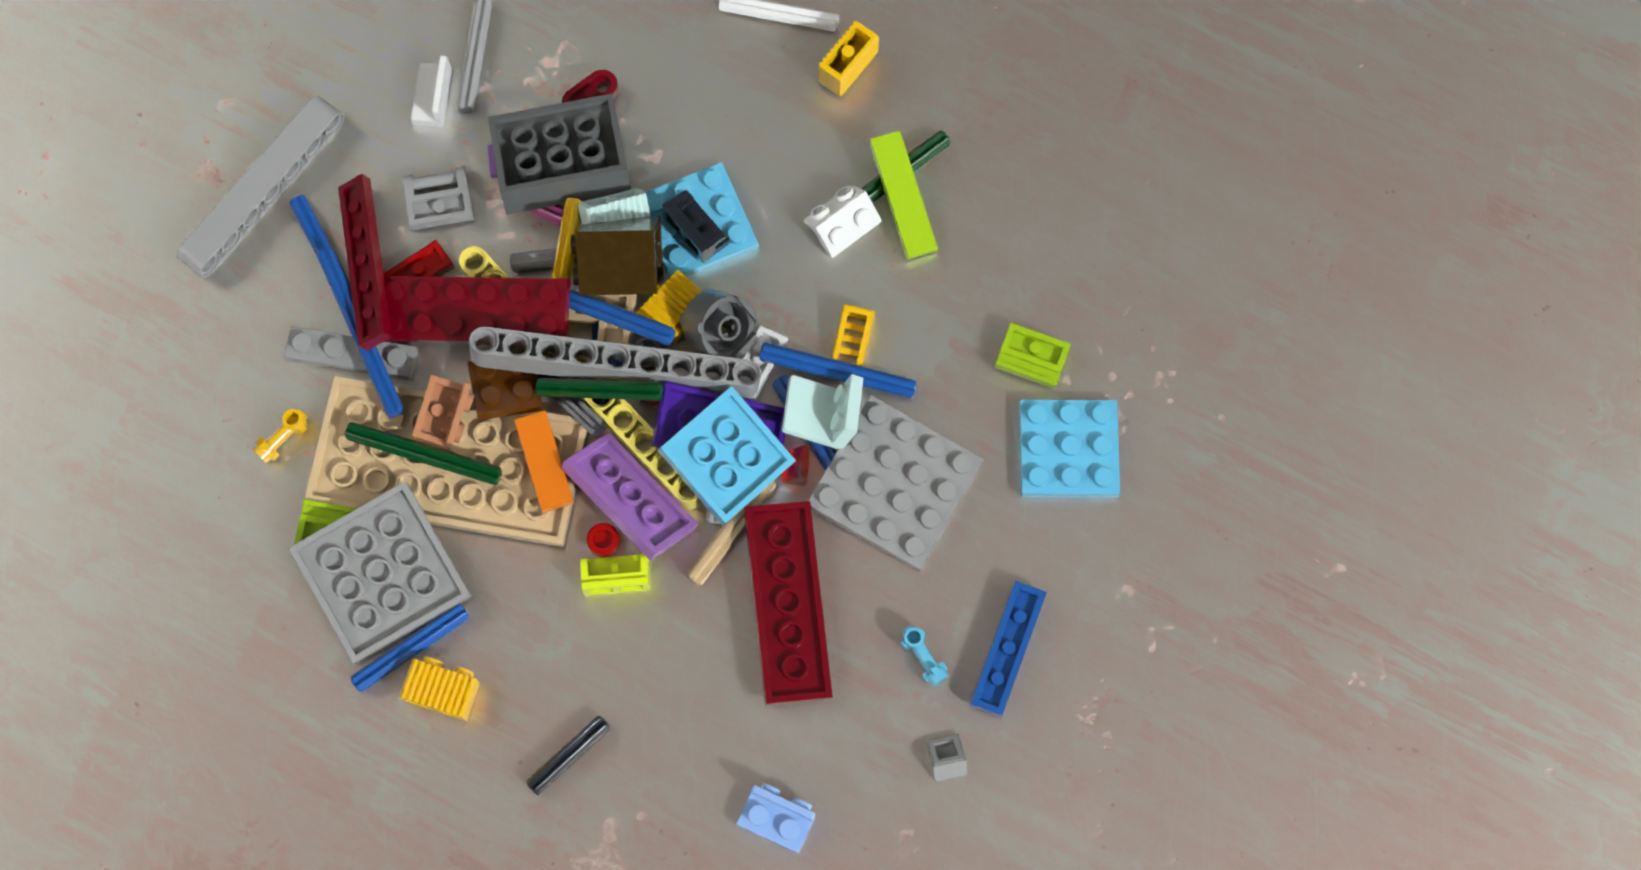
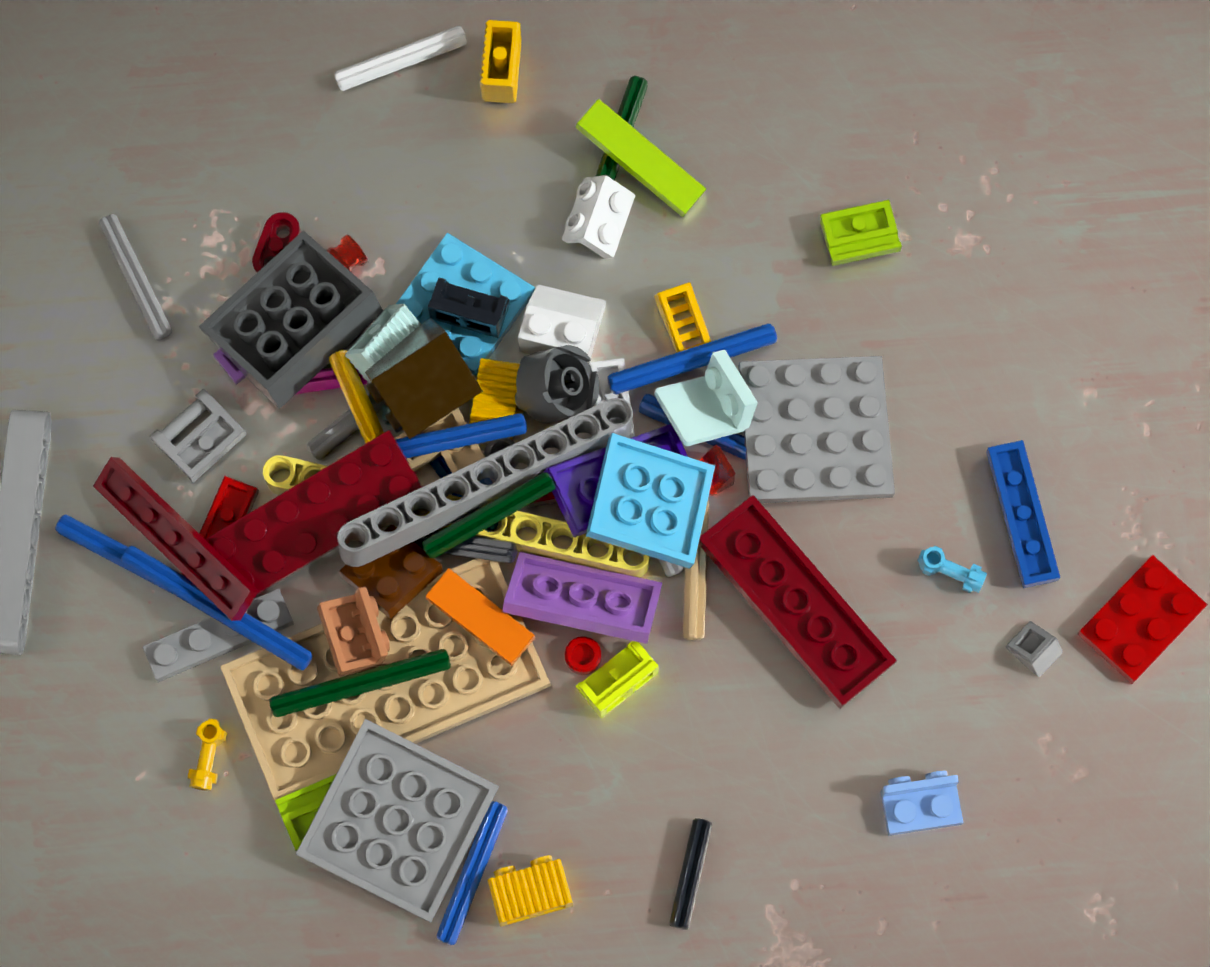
camera: 30 degrees left, 0 degrees up
(432, 93) = (120, 340): white panel -> none
(634, 133) = (348, 253): none -> clear red wheel
(760, 280) = (560, 319): none -> white slope
(1046, 789) = (1142, 619): none -> red plate
(1069, 448) = (950, 297): medium azure plate -> none

